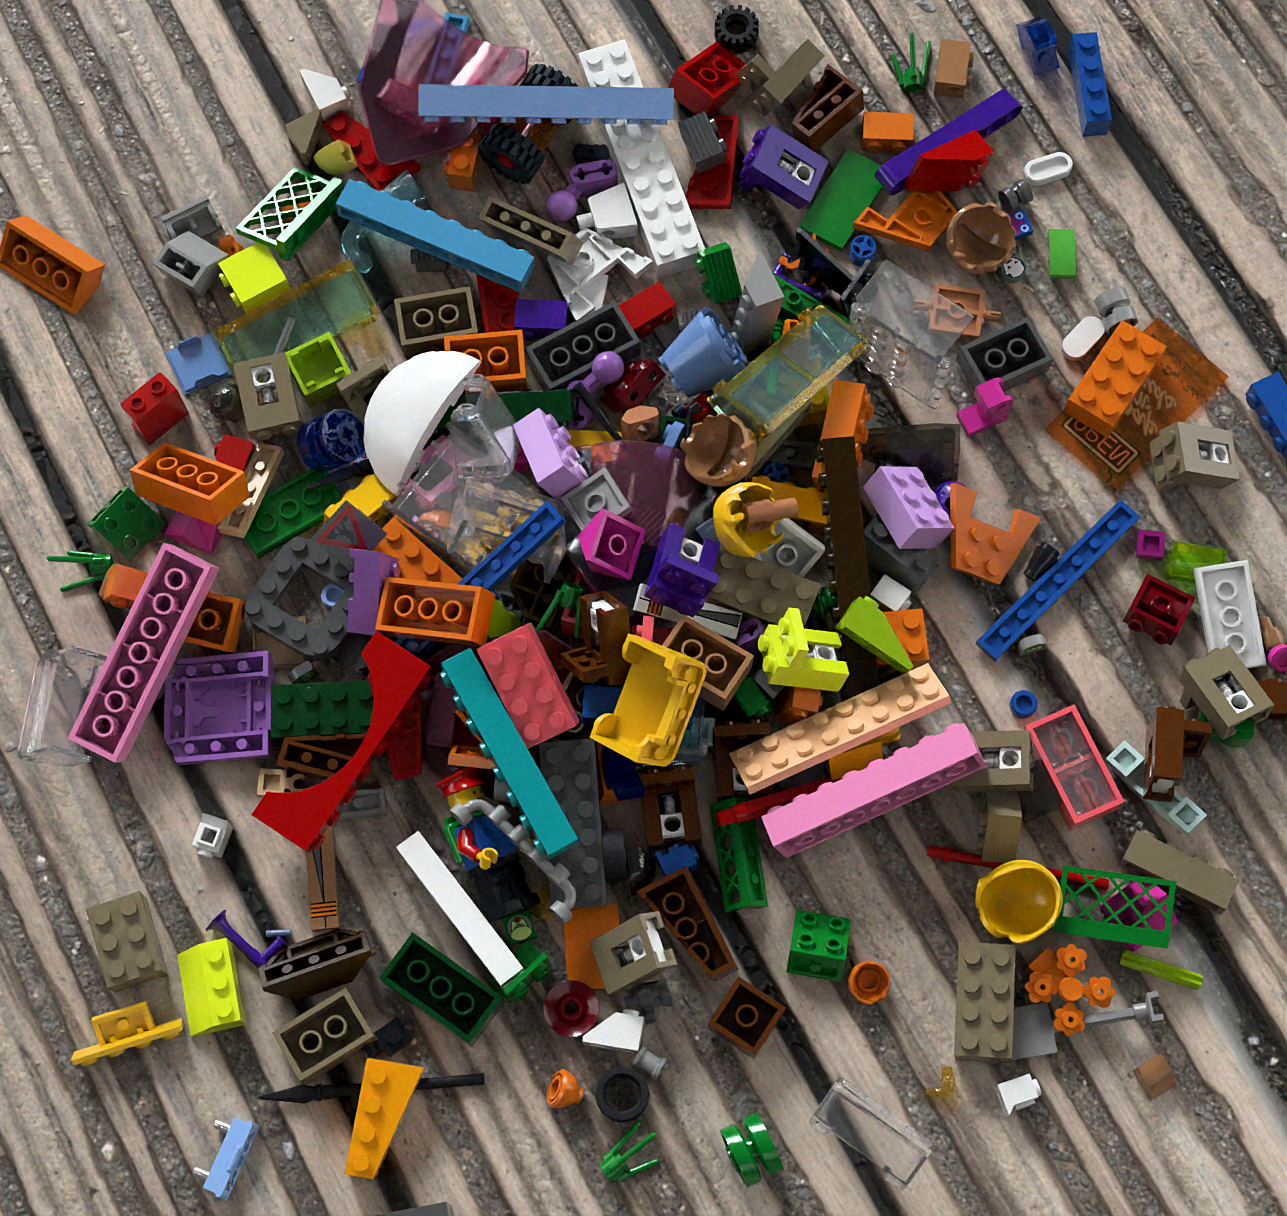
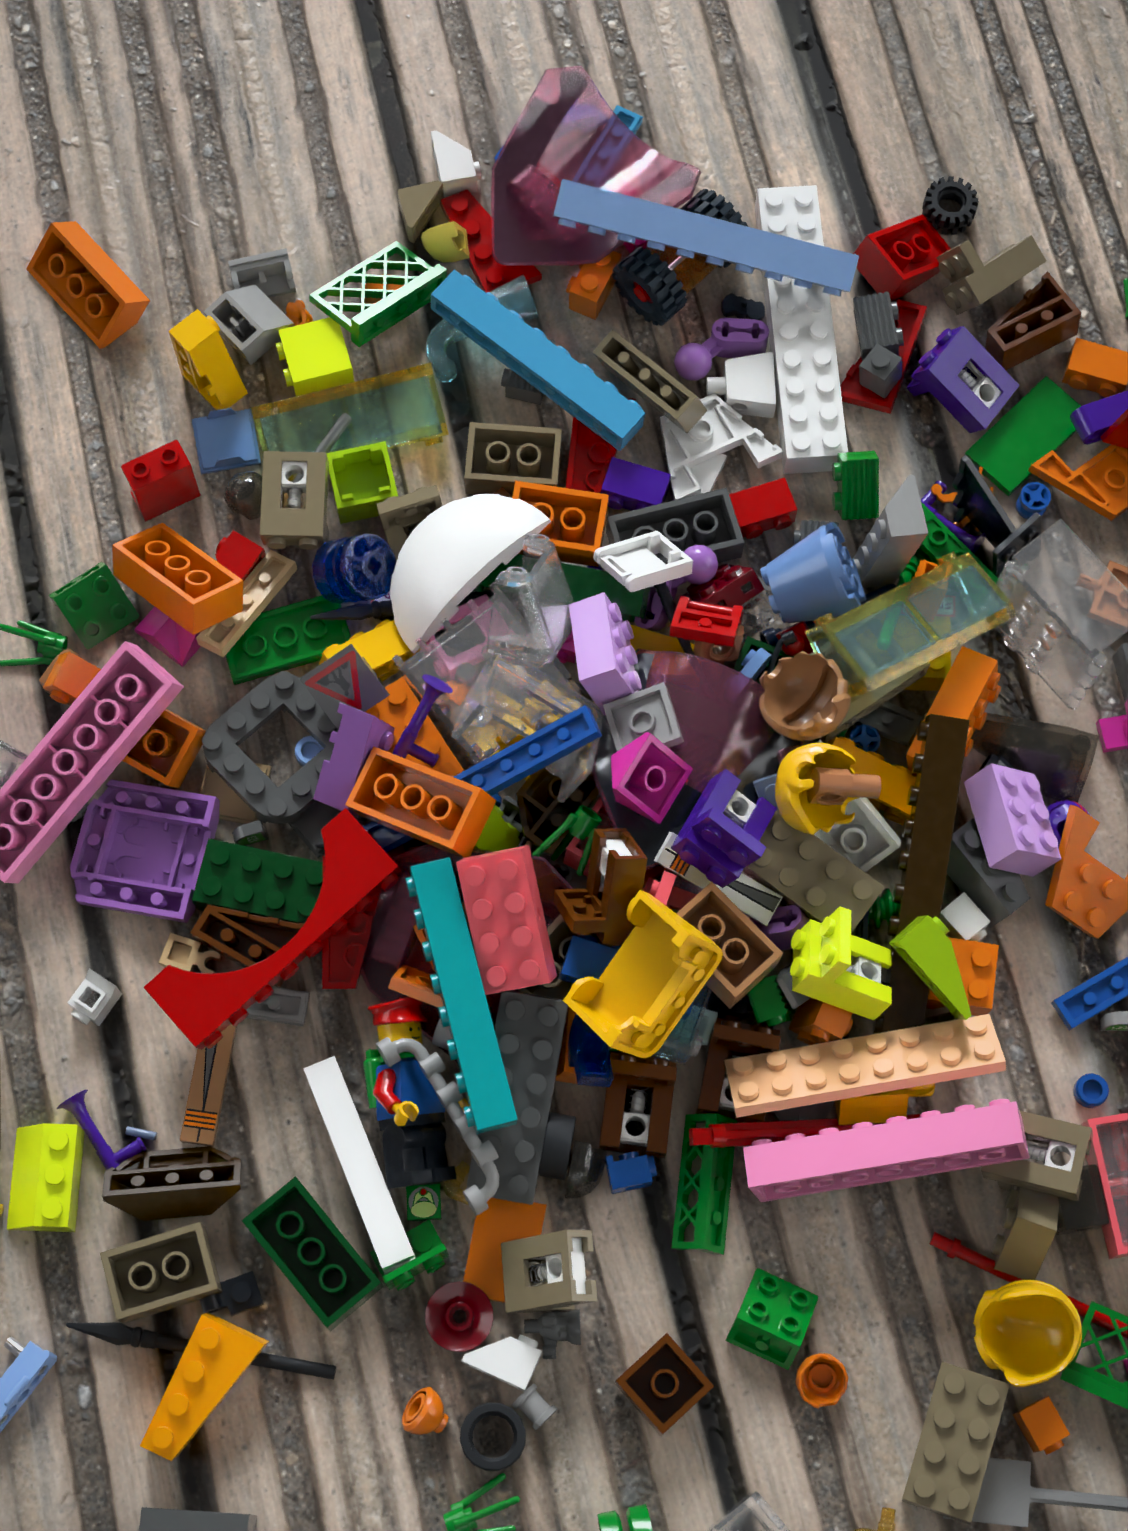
camera: 10 degrees right, 0 degrees up
(166, 302) = (206, 360): none -> yellow wedge
(422, 519) = (406, 745): none -> dark purple piece
(557, 378) = (637, 567): none -> white container
(626, 411) = (706, 622): none -> red plate
(690, 921) = (627, 1250): reddish brown wedge -> none
(714, 176) = (880, 371): none -> dark grey brick
(1070, 989) = (1062, 1456): orange plant -> none

